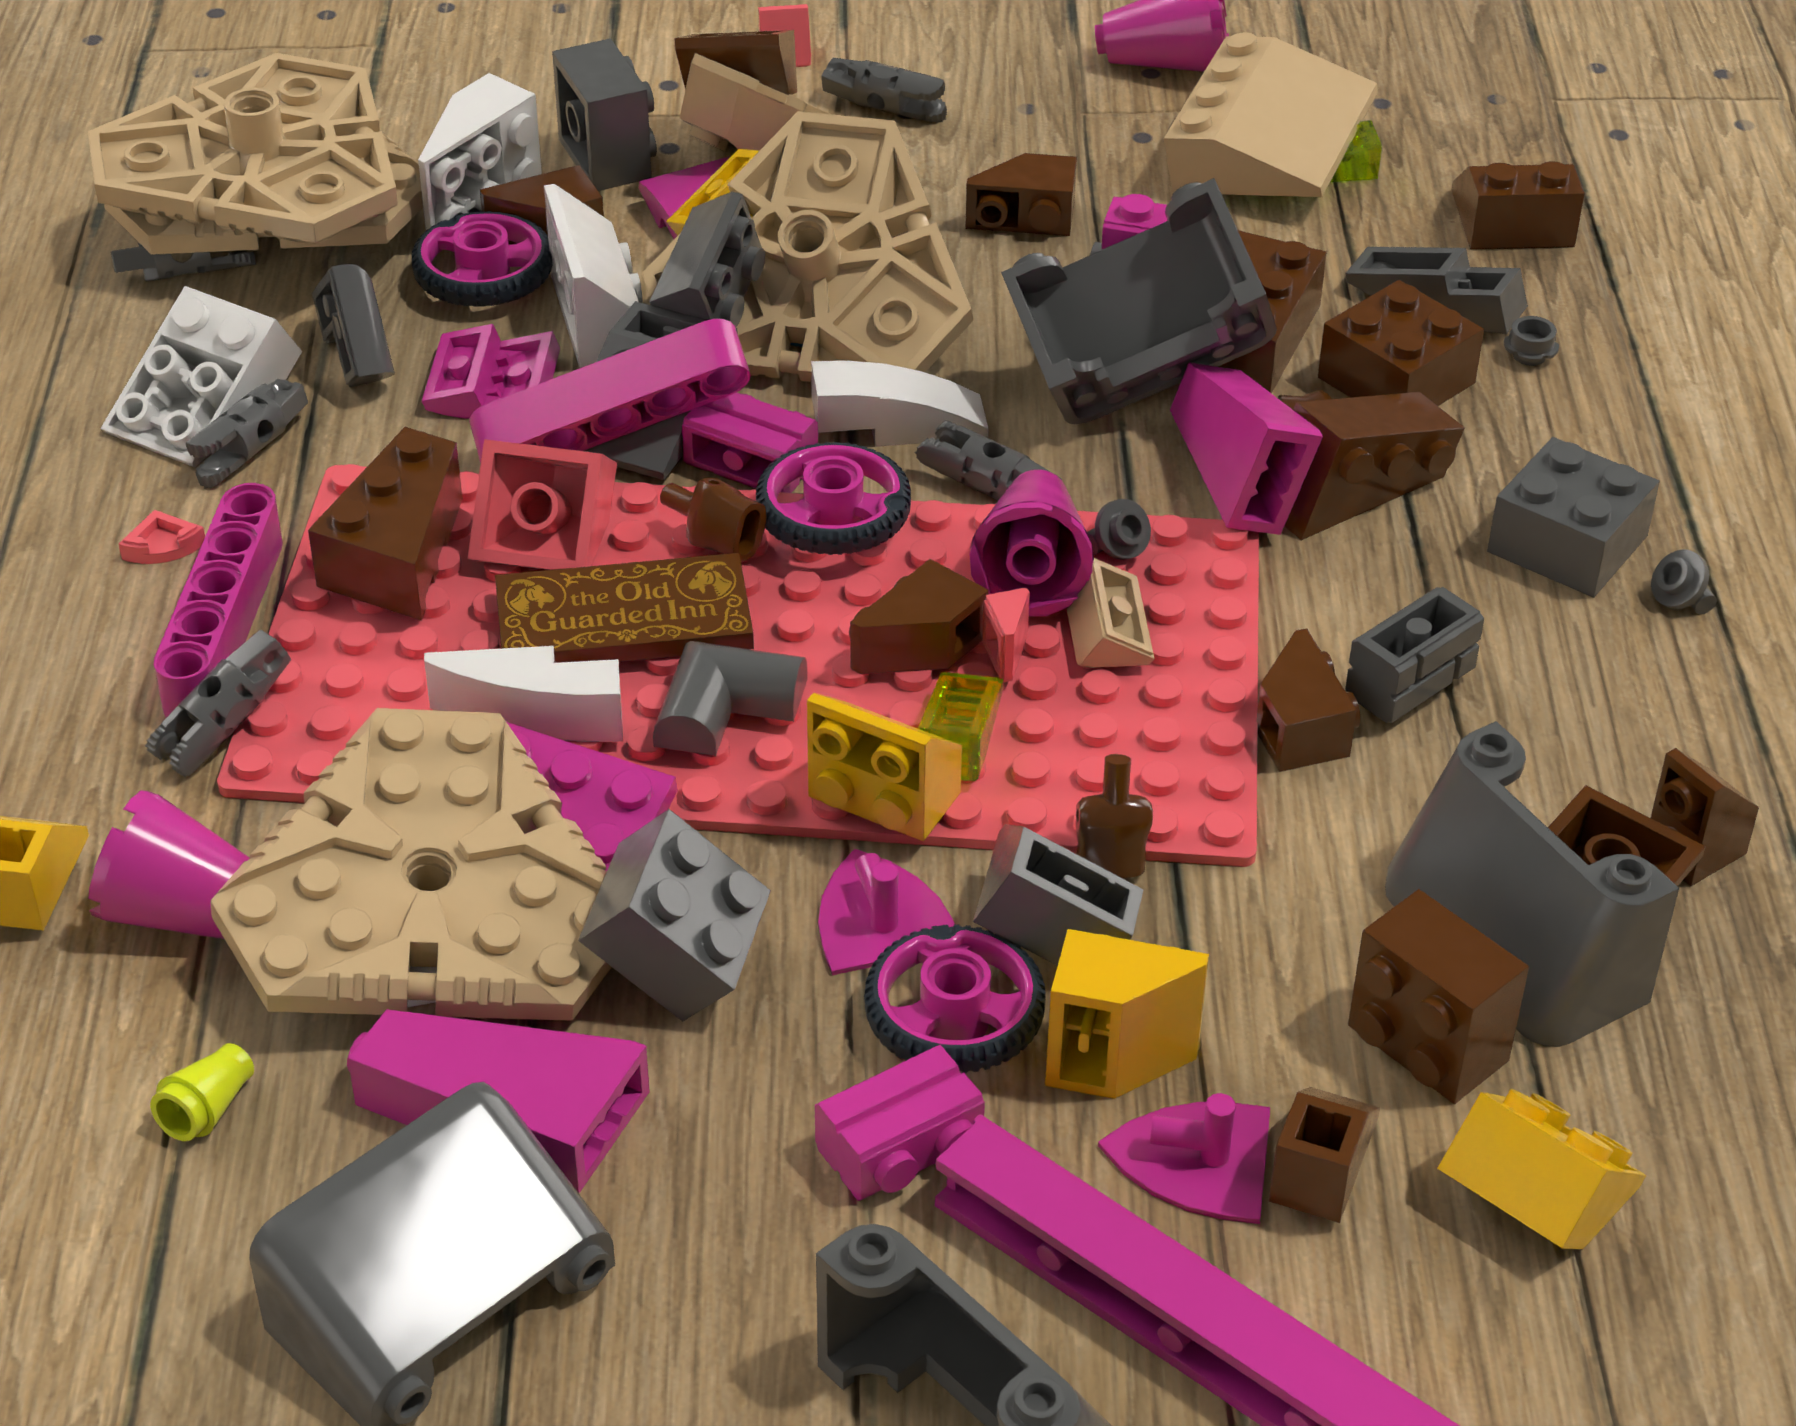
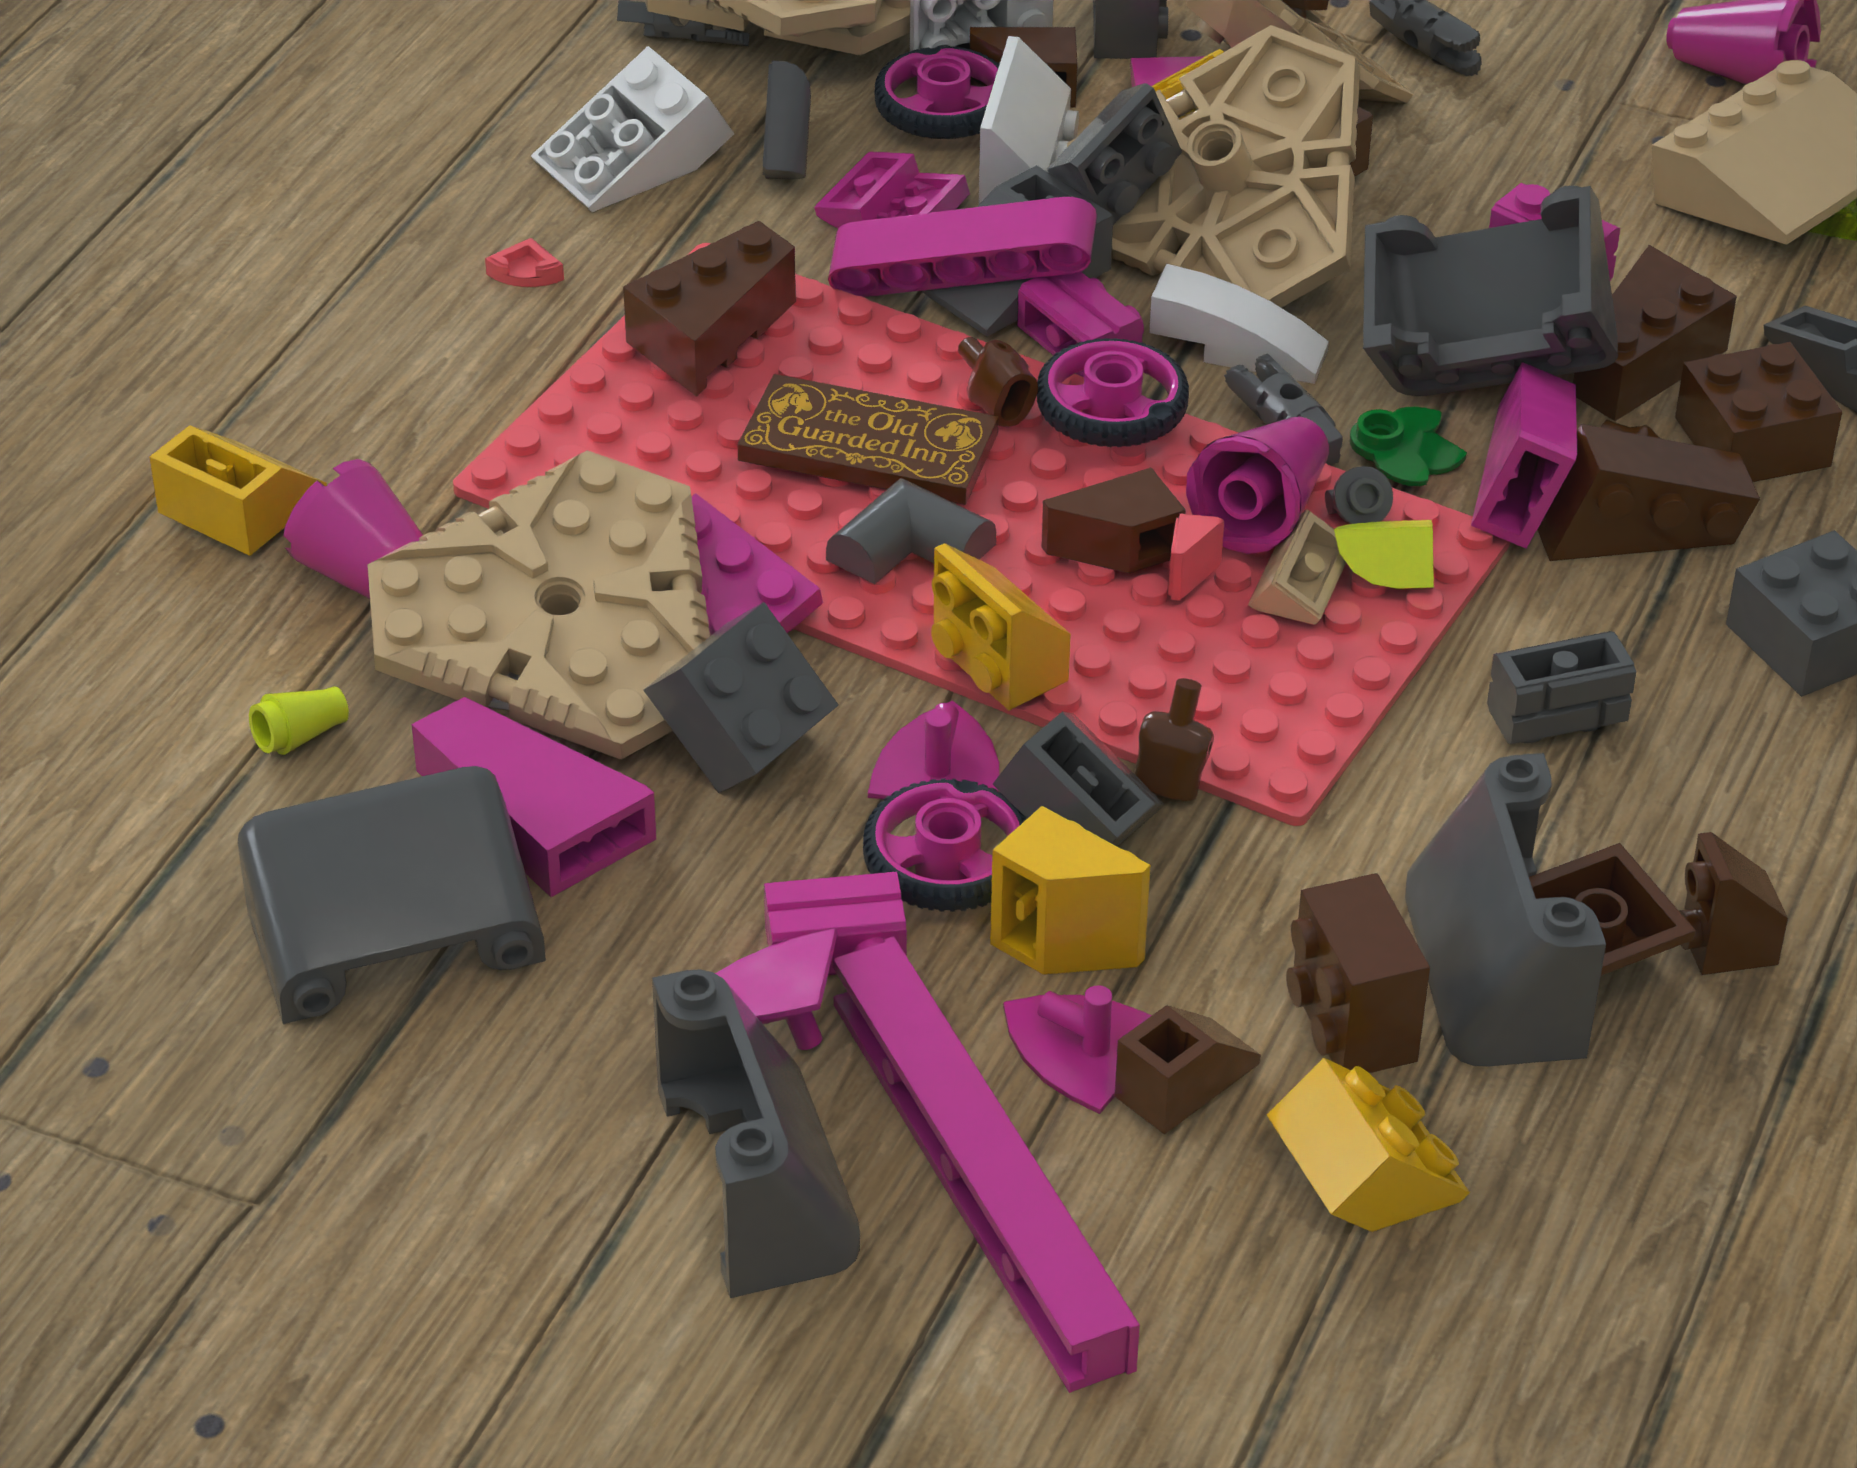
camera: 25 degrees right, 0 degrees up
(219, 704) = (484, 414): dark grey hinge -> none
(220, 591) = (535, 332): dark pink beam -> none
(245, 429) = (646, 189): dark grey hinge -> none
(530, 690) = (742, 481): slope -> none
(540, 506) = (847, 325): coral slope -> none
(898, 1189) = (786, 983): none -> dark pink shield
(964, 713) = (1102, 626): clear neon green slope -> none
(1024, 195) = (1489, 162): reddish brown slope -> none
(1111, 471) = (1405, 444): none -> green plate
(1183, 572) = (1389, 552): none -> neon yellow brick
(1304, 708) = (1428, 703): reddish brown slope -> none

